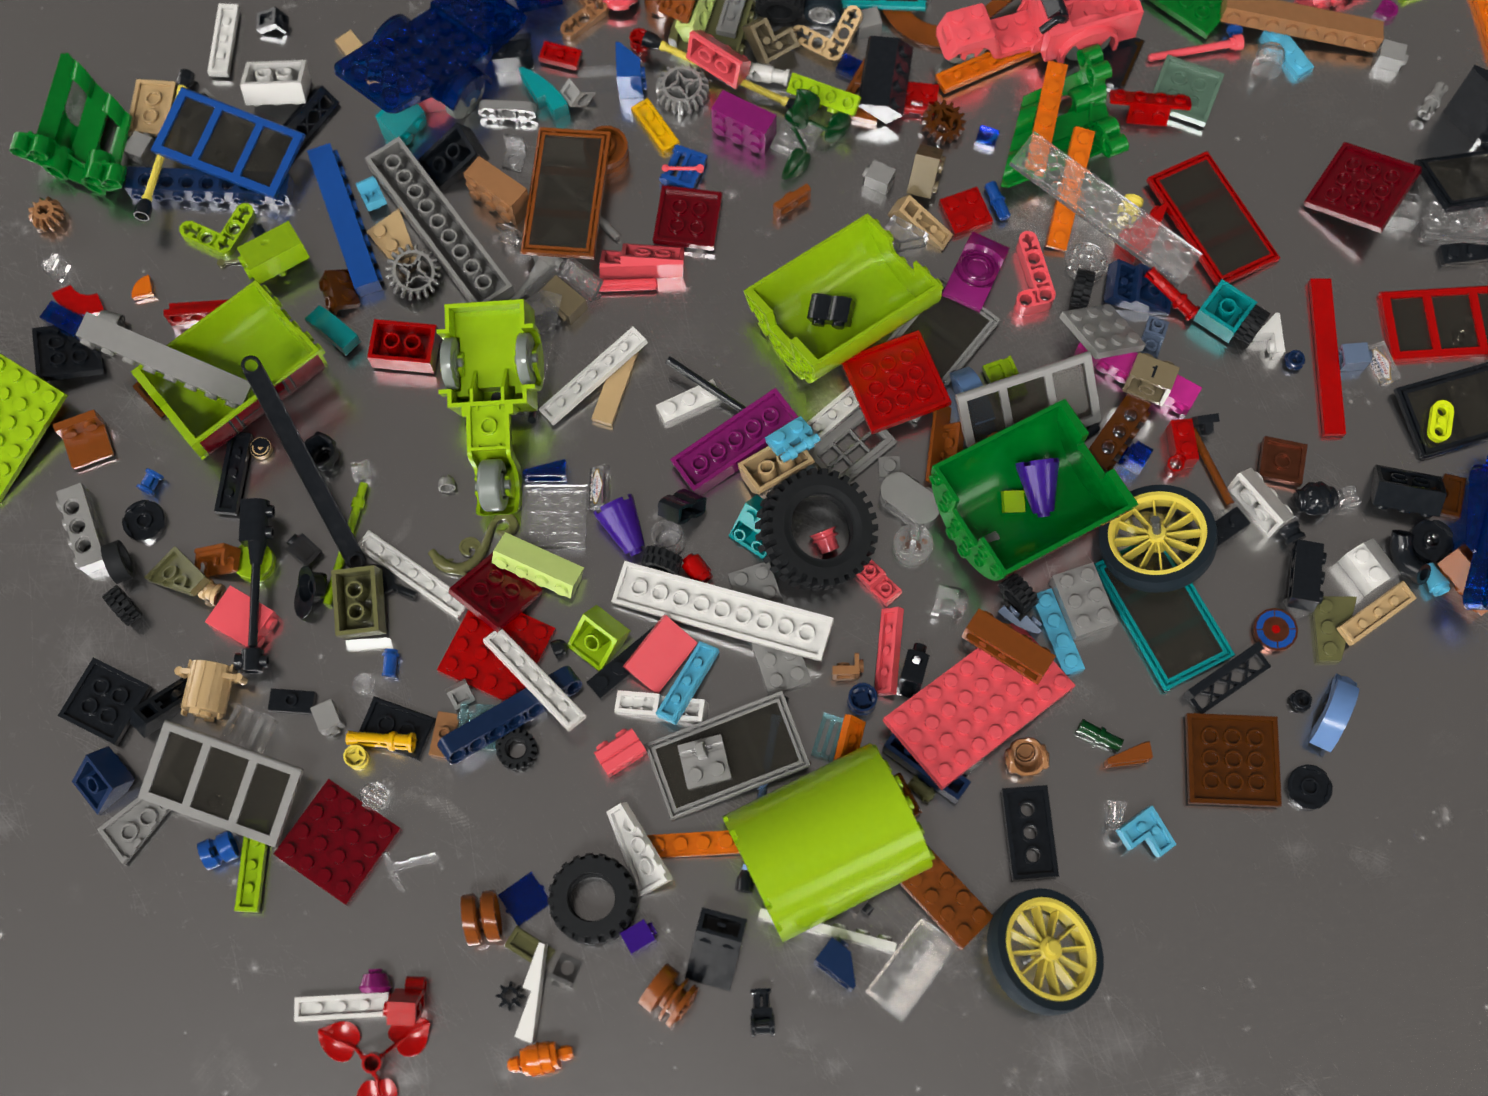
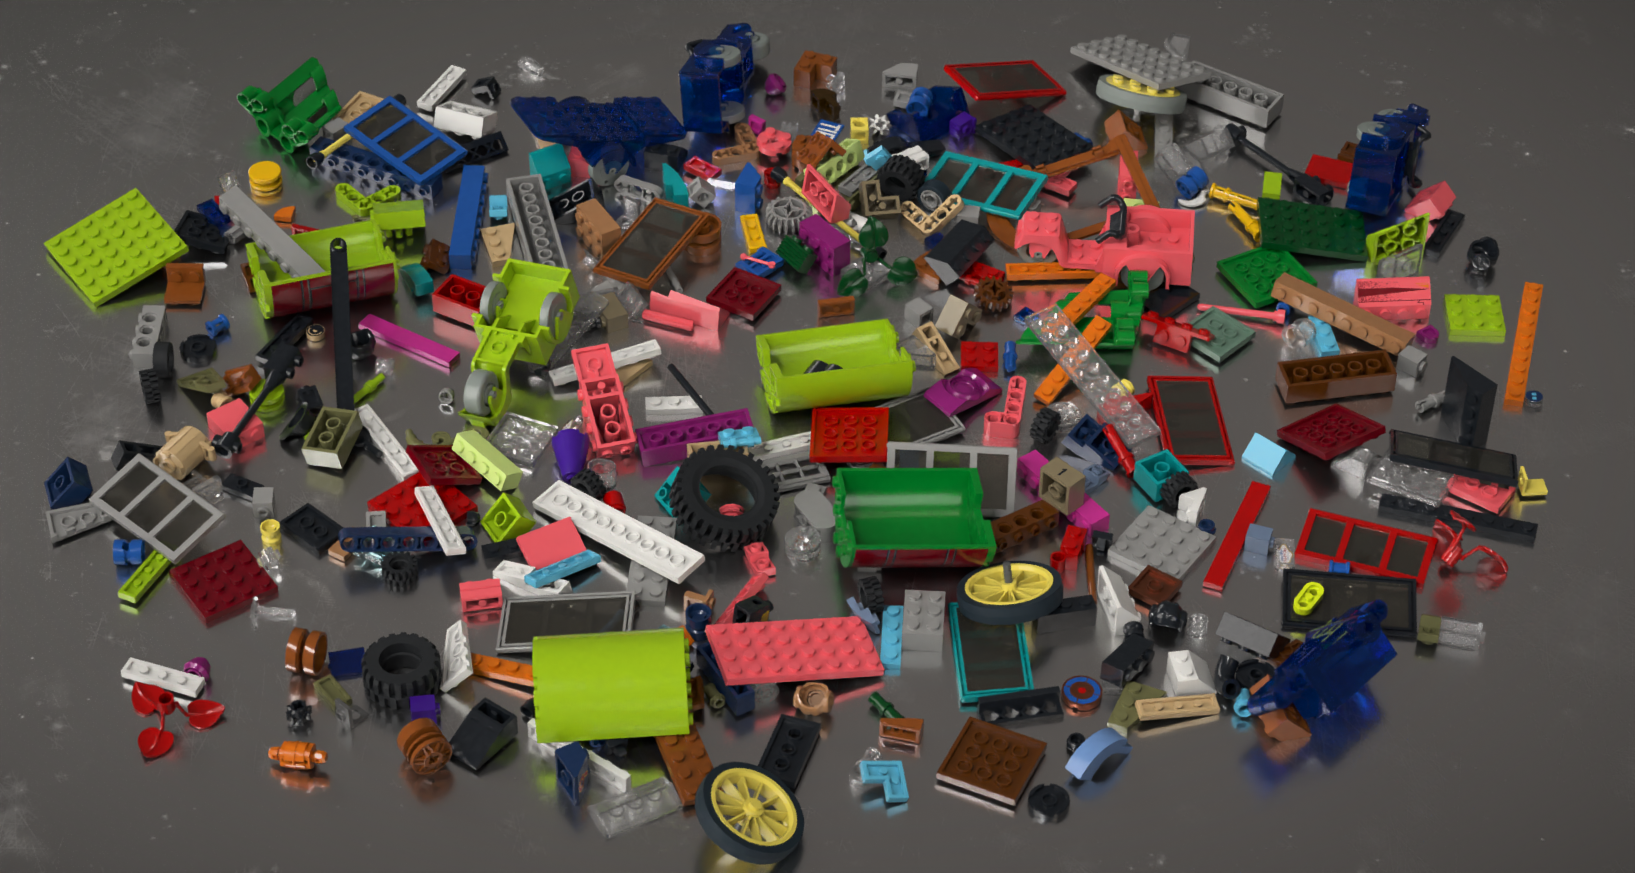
camera: 20 degrees right, 30 degrees down
(46, 214) = (240, 149): medium nougat gear -> none
(93, 243) = (265, 176): none -> yellow head
(104, 701) = (96, 440): black plate -> none
(363, 684) = (304, 493): clear plate -> none
(367, 420) = (410, 340): none -> dark pink tile
(390, 662) = (336, 482): blue pin -> none
(390, 741) = (304, 528): yellow pin -> none
(406, 1004) = (215, 683): red hinge -> none
(431, 280) = (500, 252): light grey gear -> none
(534, 982) = (323, 706): white slope -> none
(550, 472) = (536, 409): clear blue slope -> none
(625, 443) = (603, 402): none -> coral wedge
(682, 506) = (625, 457): black brick -> none
(704, 762) = (545, 617): light grey hinge -> none
(719, 144) = (796, 253): none -> dark green brick
(763, 1014) = (493, 789): black connector -> none
(829, 96) = (901, 245): lime bracket -> none
(950, 595) = (813, 587): clear helmet -> none
(1008, 646) = (839, 618): dark orange brick -> none
(1013, 501) = (901, 535): lime tile -> none
(1039, 484) = (930, 520): dark purple cone -> none
(1102, 331) = (1039, 448): light grey plate -> none
(1135, 457) = (1027, 540): clear blue window -> none
(1261, 398) = (1162, 543): none -> light grey plate
(1308, 236) = (1267, 455): none -> medium azure slope
(1331, 107) = (1335, 376): none -> reddish brown brick
(1445, 365) = (1339, 567): none -> blue bush

